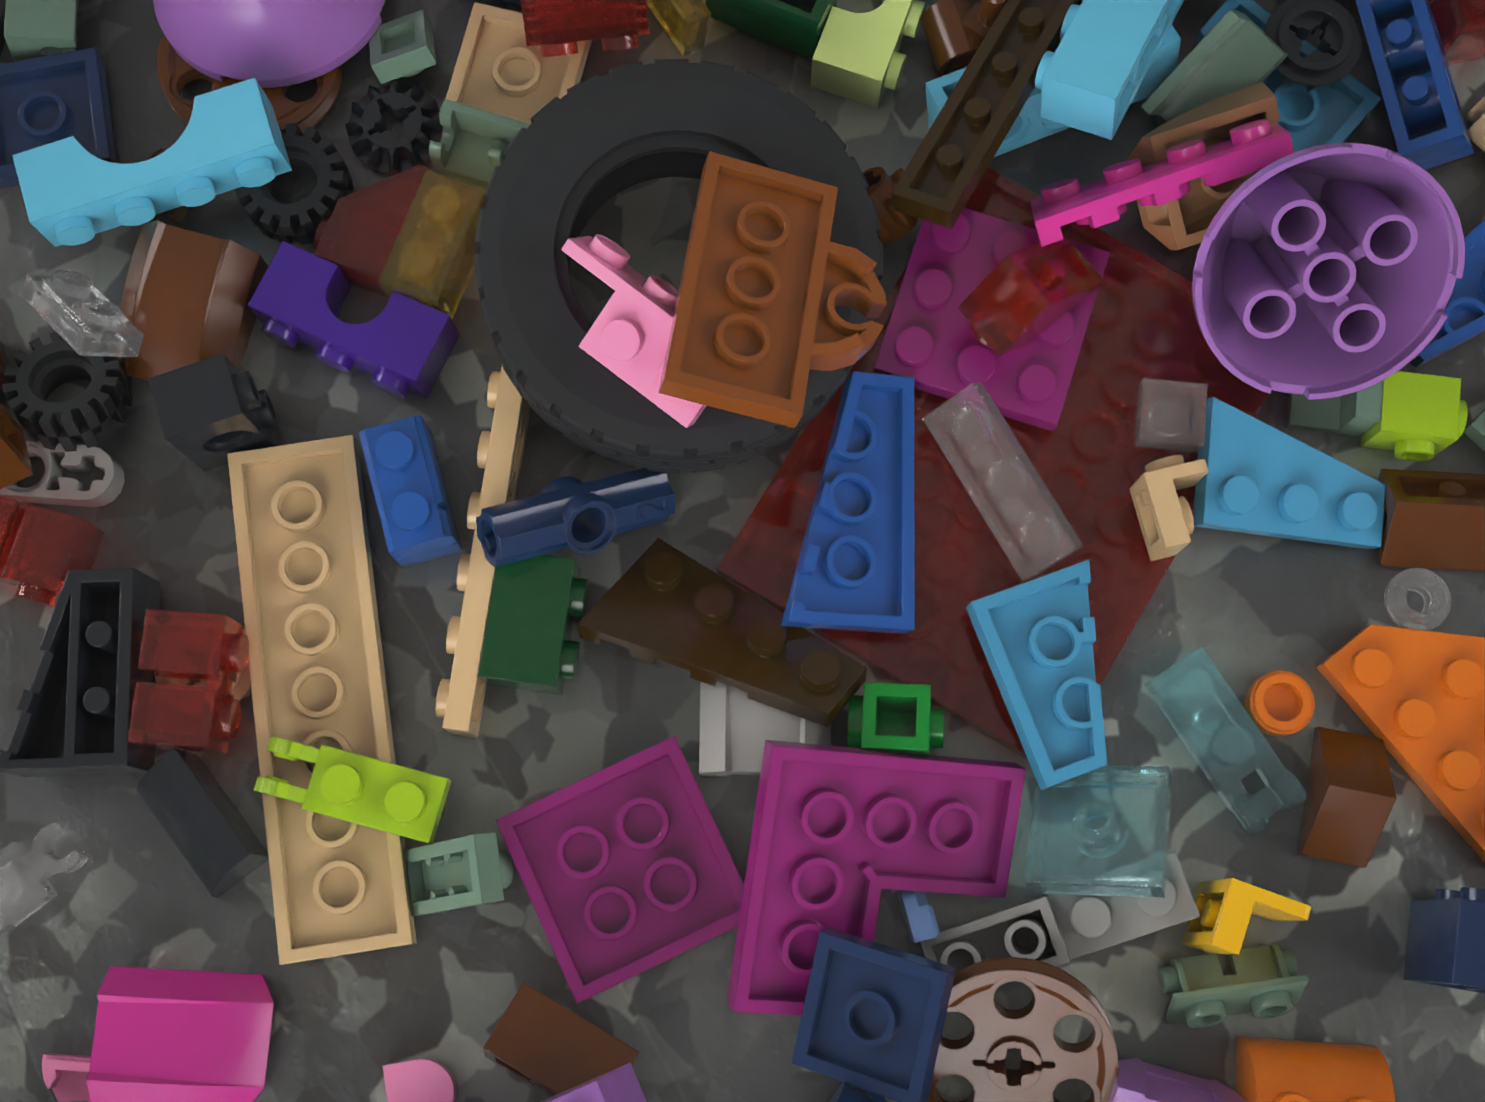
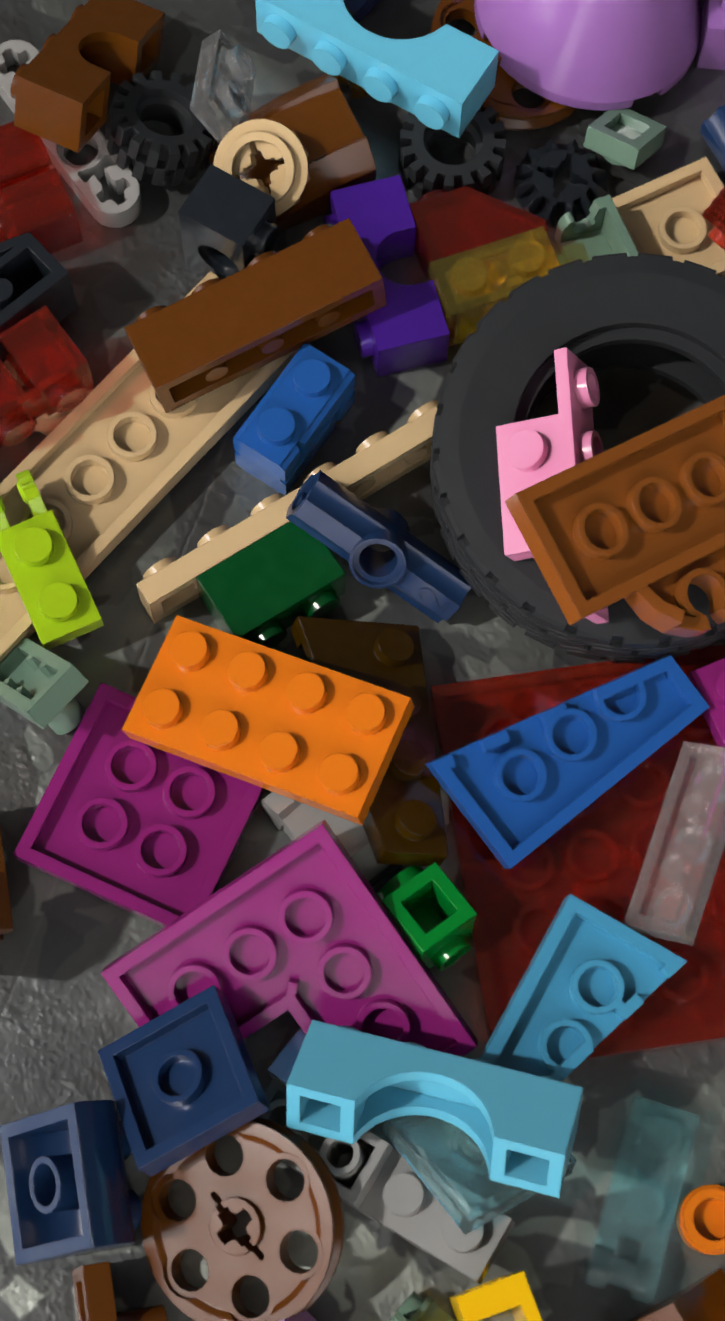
camera: 45 degrees right, 5 degrees down
(168, 312) = (275, 142): none -> tan gear
(302, 448) = (257, 314): none -> reddish brown brick
(642, 715) = (269, 719): none -> orange plate
(1114, 788) = (358, 1079): none -> medium azure arch

